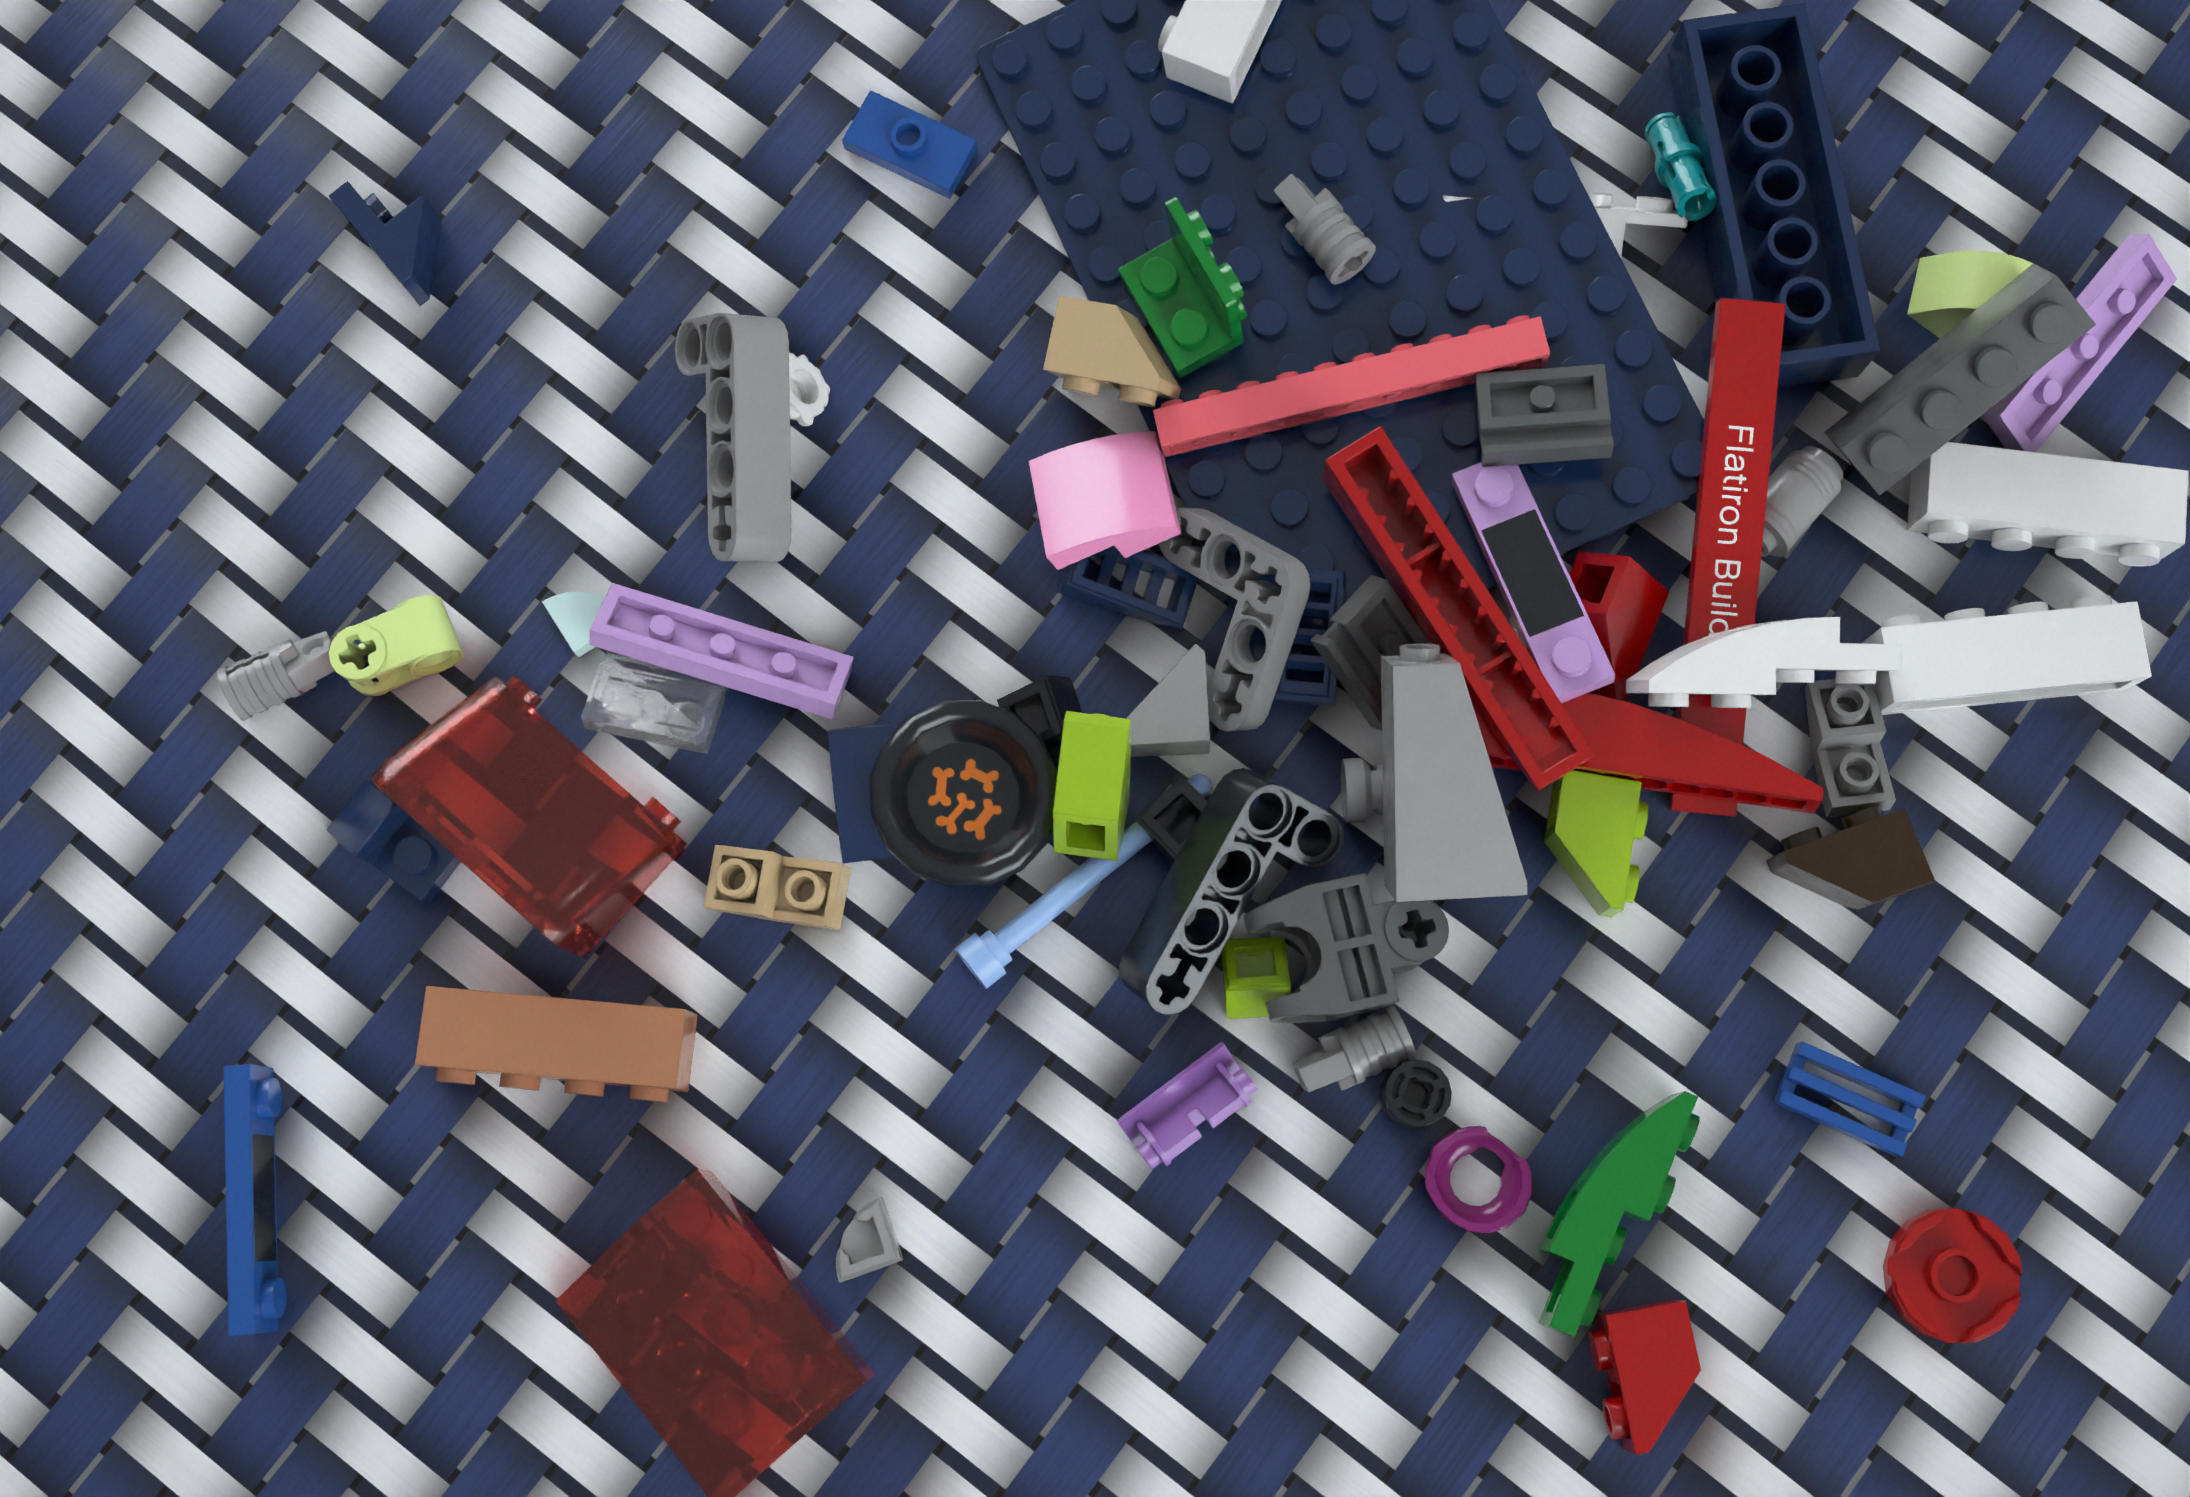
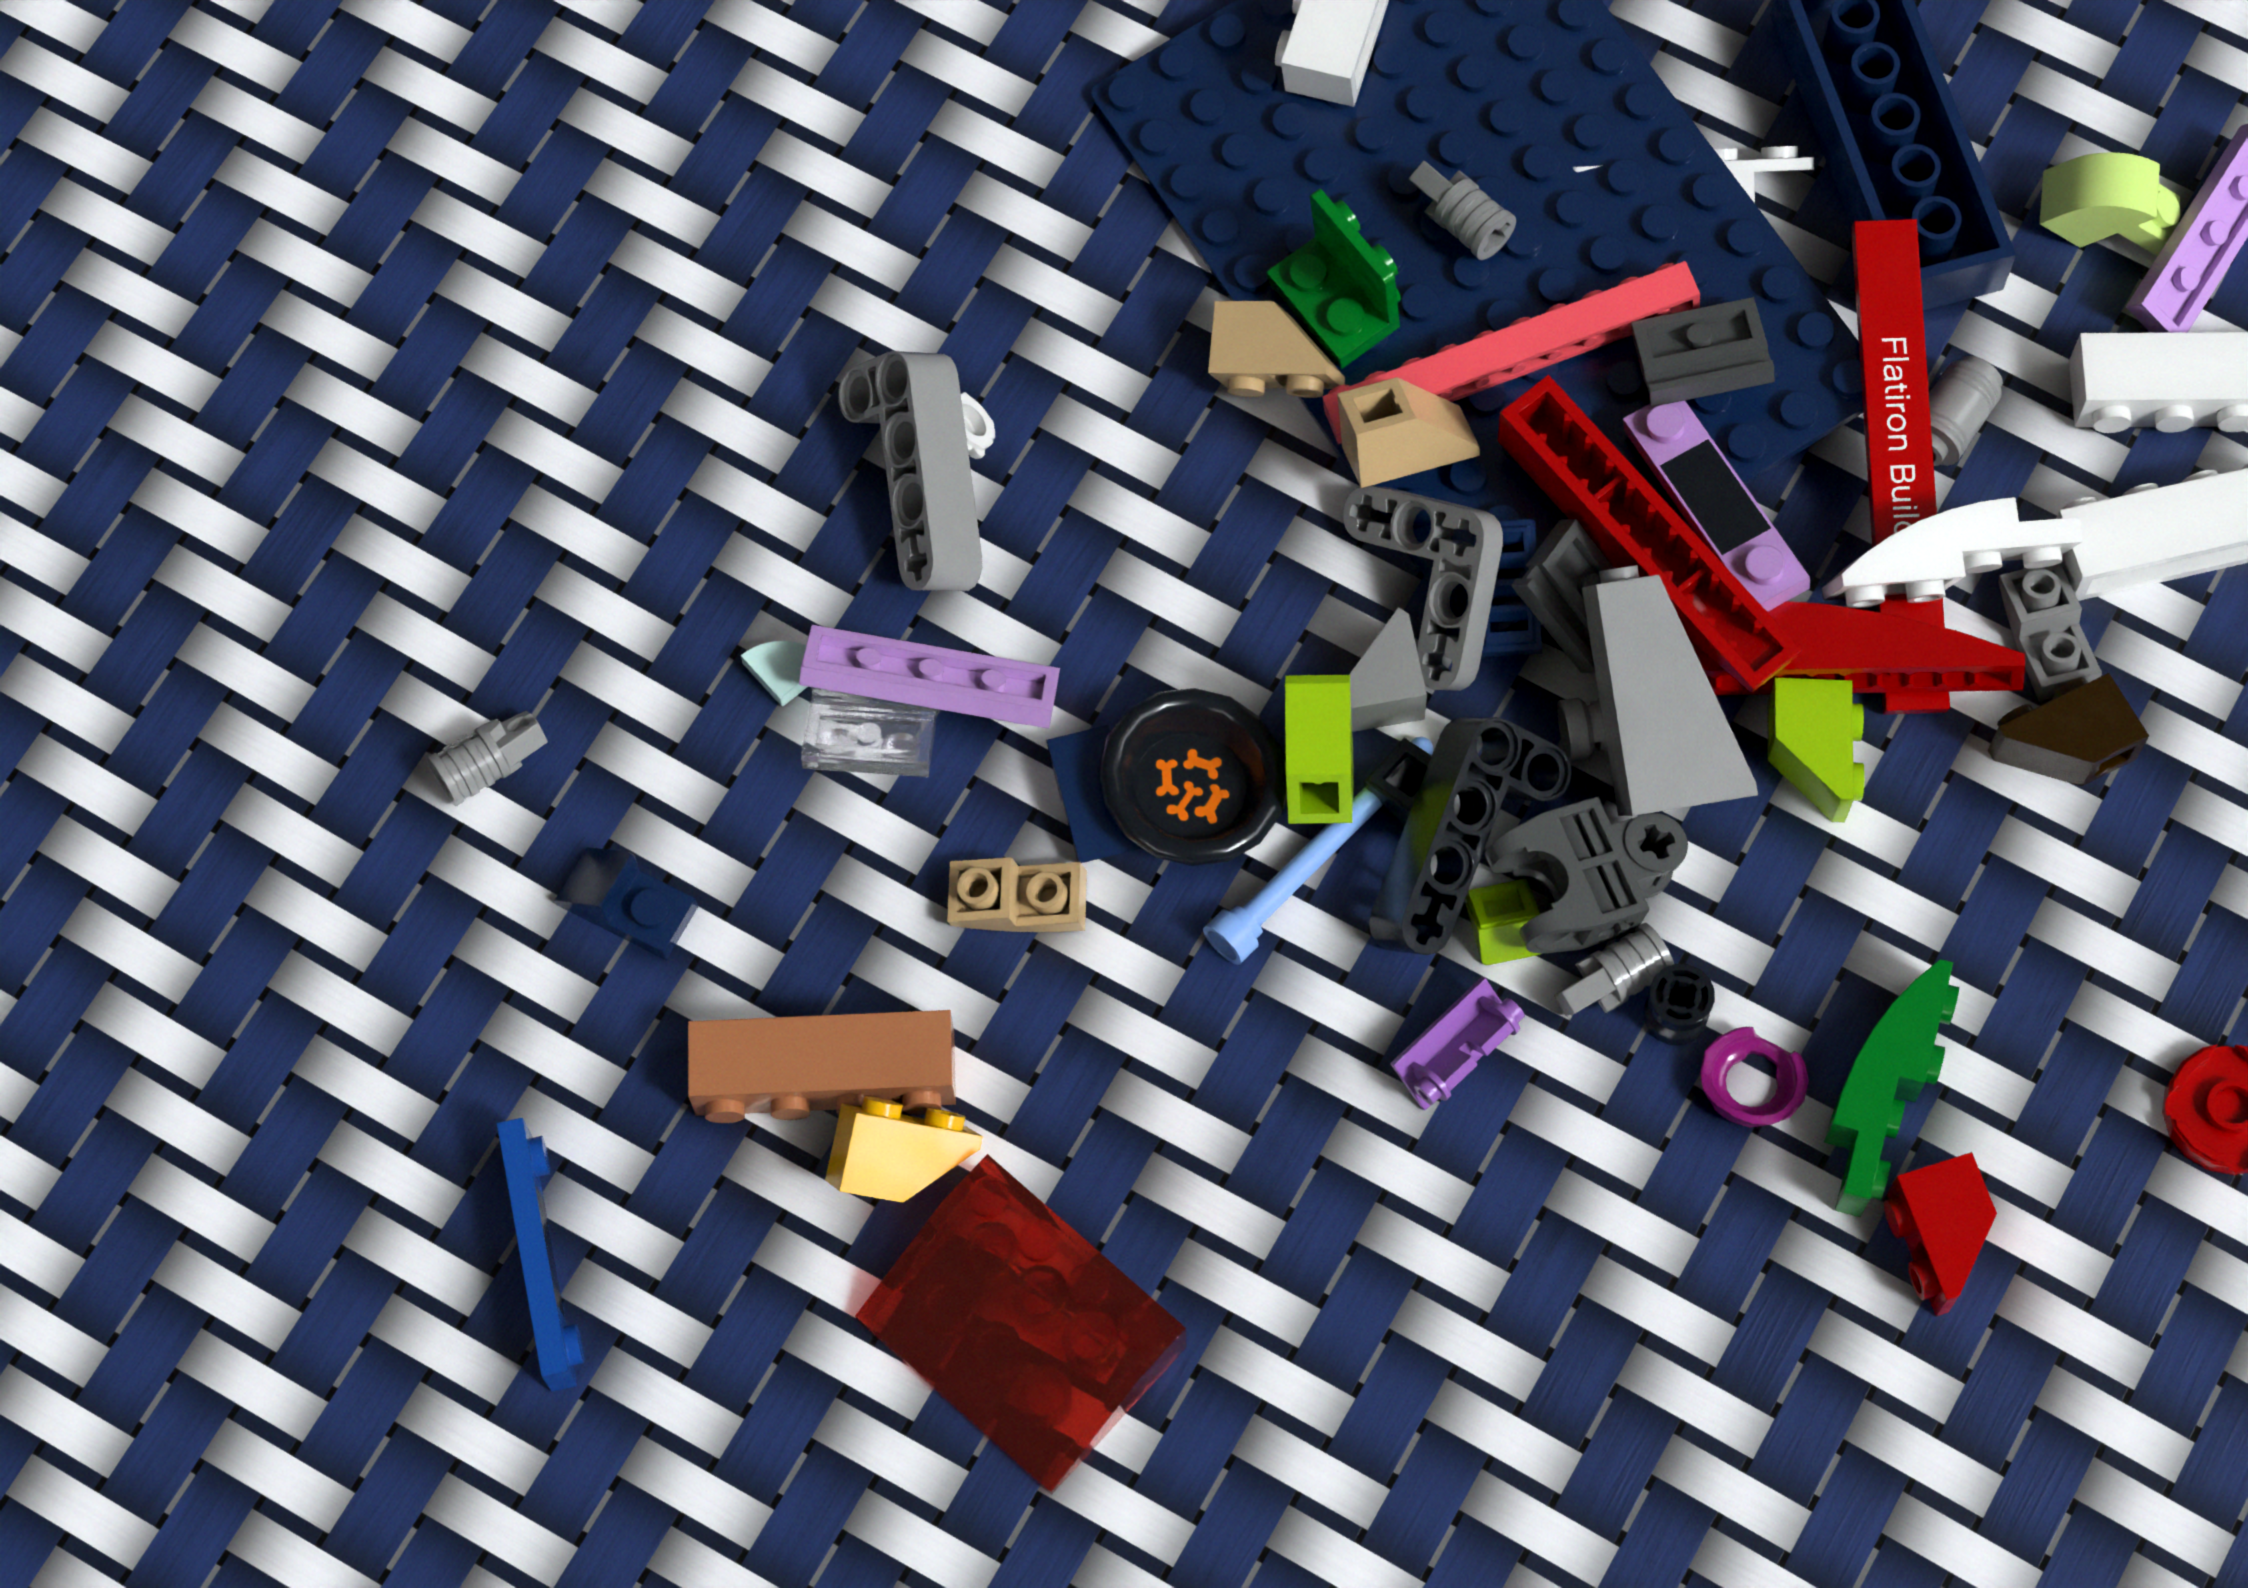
camera: 10 degrees left, 10 degrees down
(401, 242) = (543, 338): dark blue slope -> none
(402, 644) = (607, 714): yellowish green piece -> none
(532, 814) = (769, 849): clear red windscreen -> none
(615, 1146) = (895, 1154): none -> yellow slope
(867, 1242) = (1160, 1220): light grey tile -> none
(910, 144) = (1039, 184): blue plate -> none
(1044, 706) = (1259, 689): black slope -> none
(1104, 497) = (1285, 484): bright pink slope -> none
(1121, 601) = (1315, 584): dark blue slope -> none
(1227, 458) = (1401, 431): none -> tan slope
(1623, 609) = (1809, 521): red slope -> none
(1680, 166) = (1798, 113): teal pin -> none
(1901, 1120) = (2107, 935): blue tile -> none
(1960, 377) = (2093, 271): dark grey brick -> none

